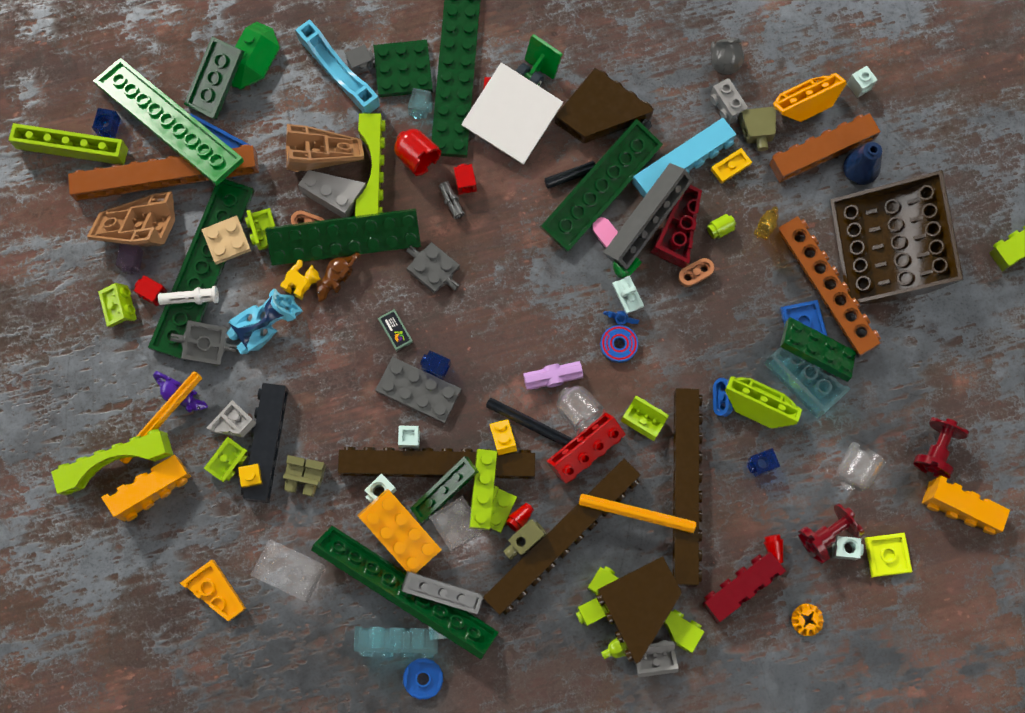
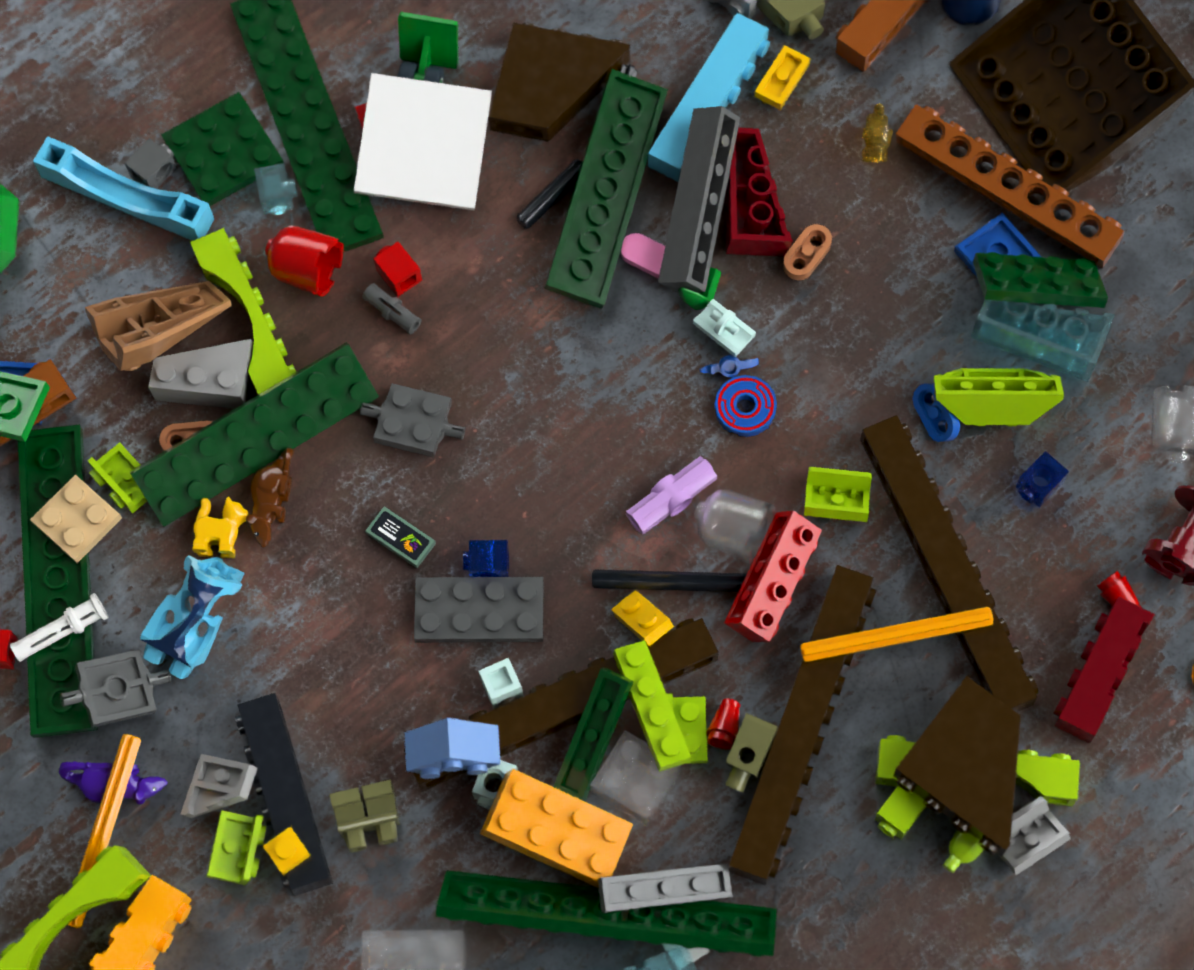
camera: 20 degrees left, 5 degrees down
(363, 461) = (451, 747): none -> medium blue brick
(721, 226) = (811, 170): lime brick -> none

